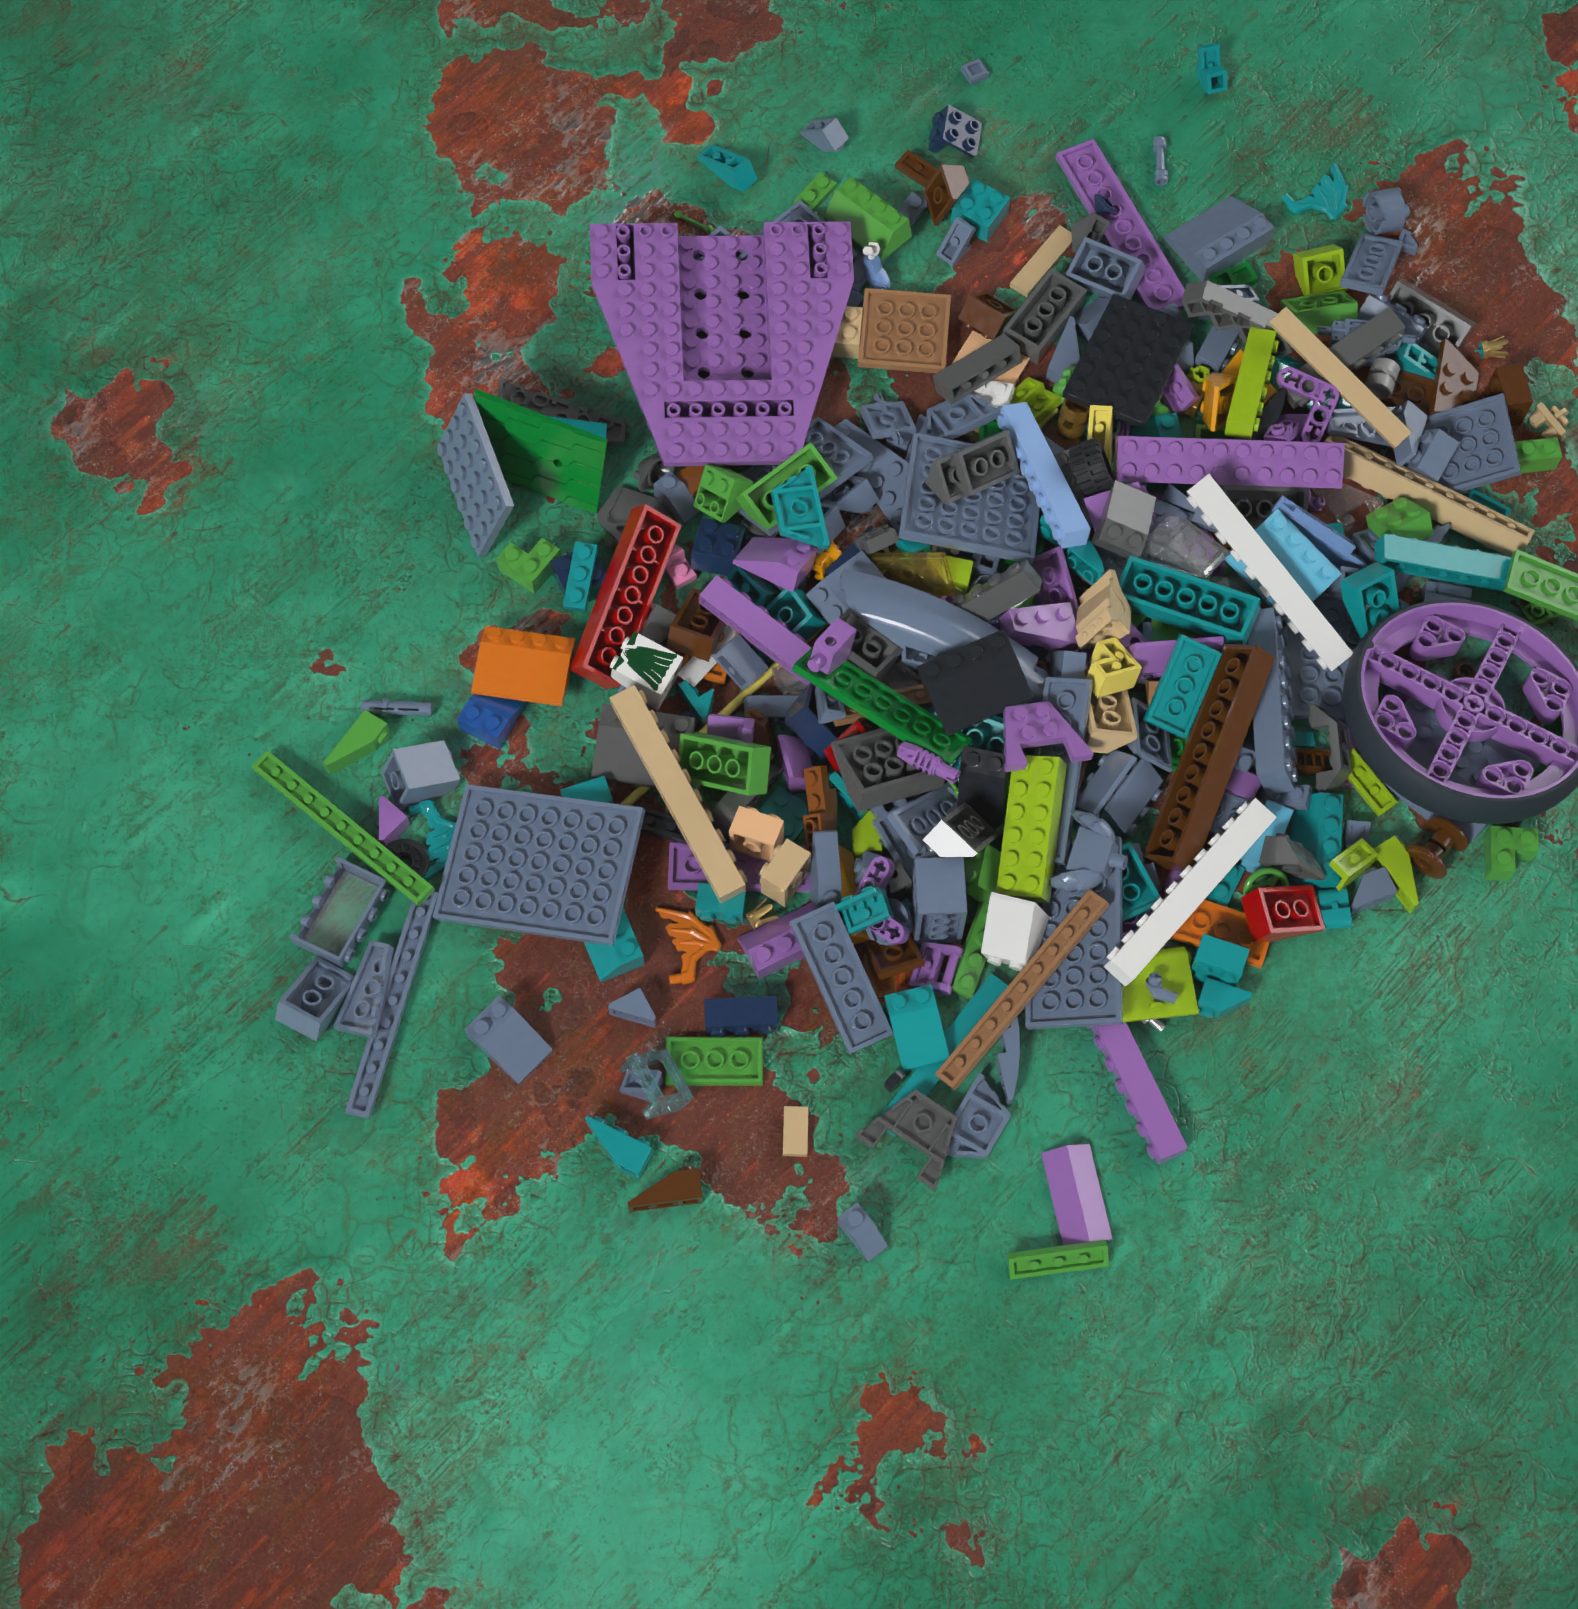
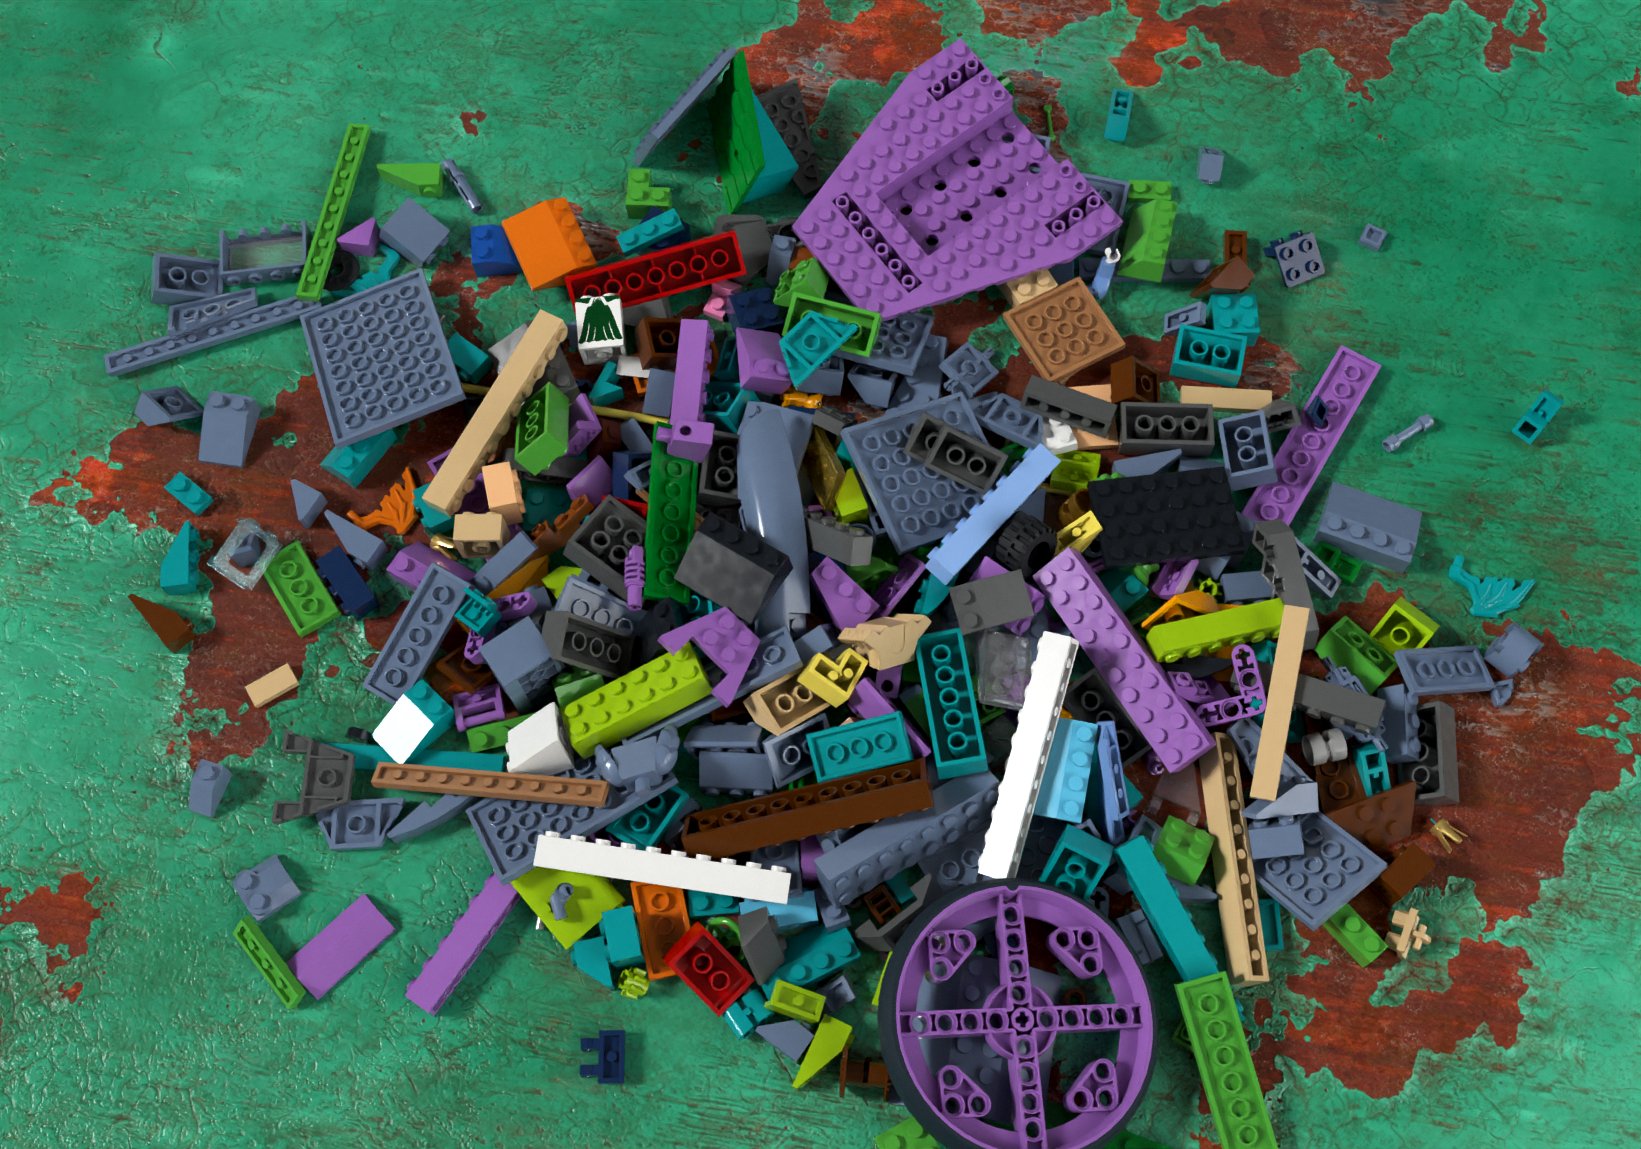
camera: 60 degrees right, 0 degrees up
(448, 1081) = (166, 406): none -> sand blue slope
(548, 1109) = (188, 493): none -> teal plate
(708, 984) = (362, 546): none -> sand blue slope
(985, 1230) = (266, 888): none -> sand blue slope
(1002, 246) = (1208, 356): none -> teal slope
(1256, 978) = (633, 983): none -> lime gear
(1305, 1030) = (611, 1057): none -> dark blue plate

